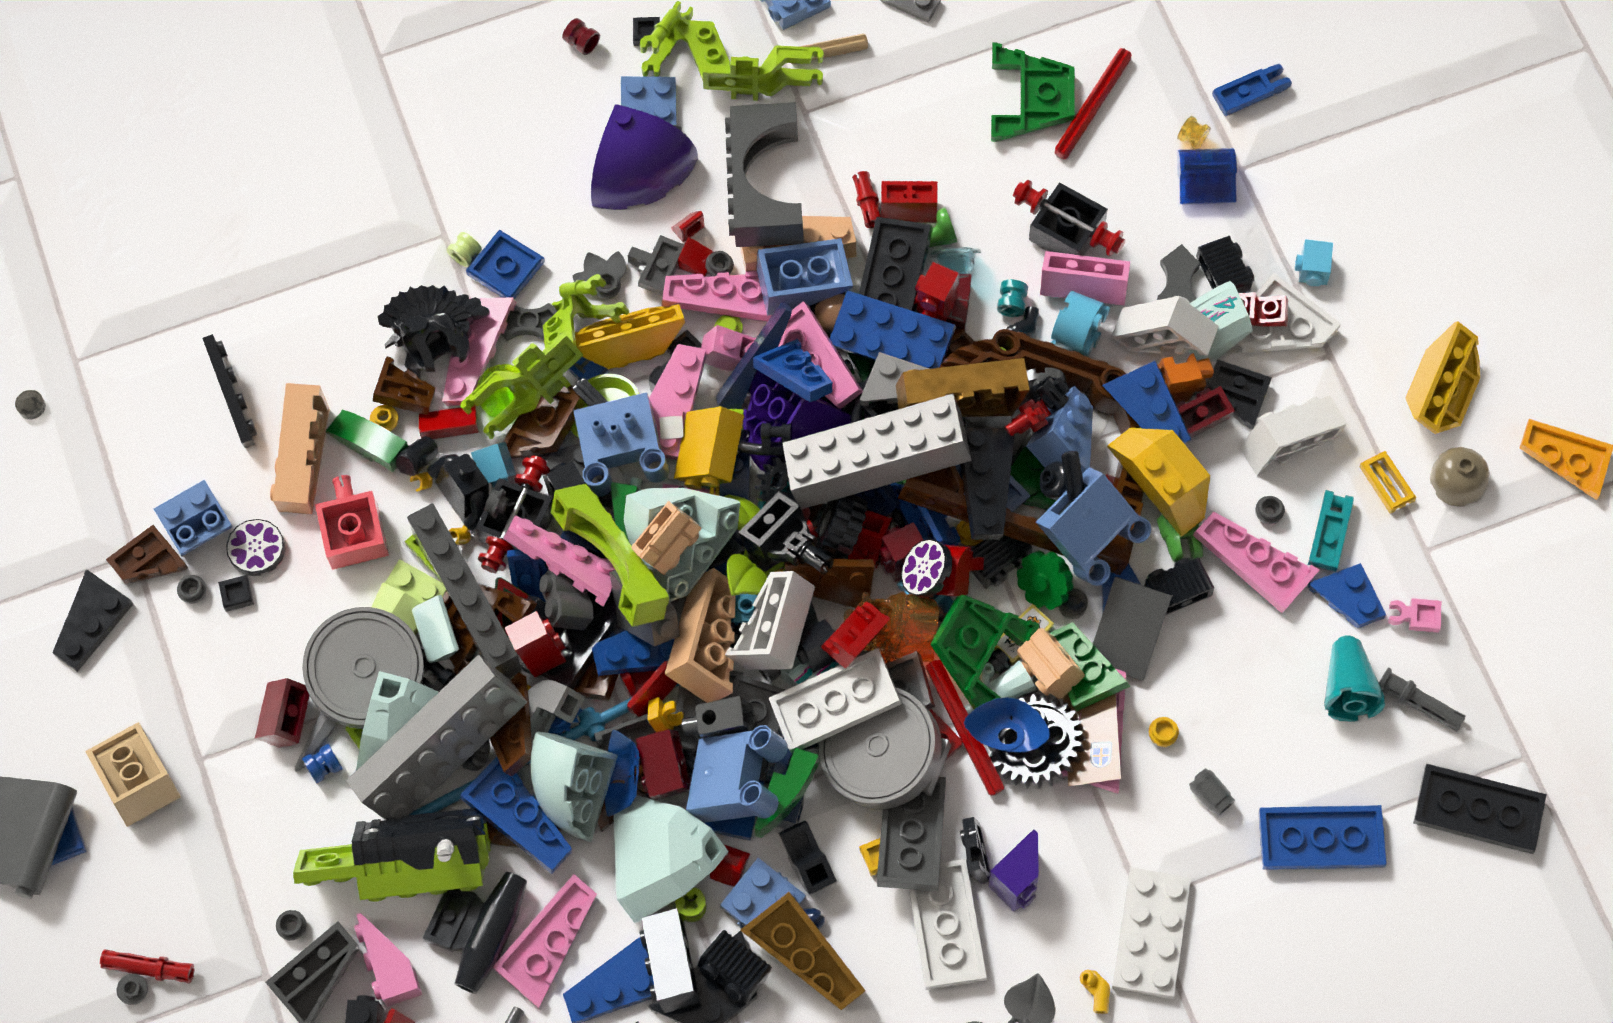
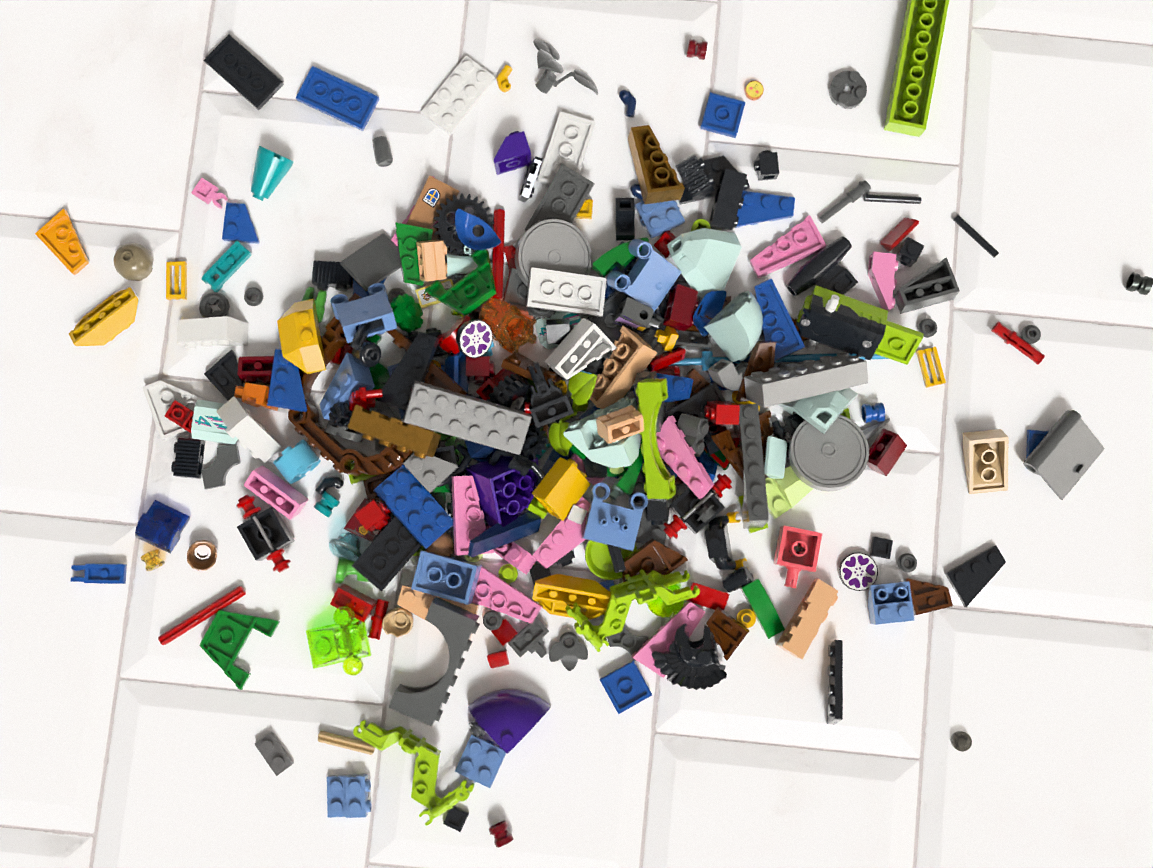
camera: 160 degrees left, 15 degrees up
(249, 852) = (933, 350): none -> yellow tile
(464, 249) = (646, 711): yellowish green wheel -> none
(494, 462) = (693, 550): medium azure brick -> none
(794, 370) = (488, 504): blue wing -> none
(840, 202) = (397, 622): none -> tan hair
(855, 634) = (536, 318): red hinge -> none
(897, 146) = (340, 642): none -> clear neon green piece
(1134, 164) = (202, 555): none -> medium nougat hair
(1163, 731) = (389, 199): yellow plate -> none
(1266, 569) = (279, 265): bright pink wing -> none
(1314, 262) = (133, 434): medium azure brick -> none
(1322, 462) = (214, 298): none -> dark grey gear
(1407, 693) = (242, 152): dark grey pin -> none

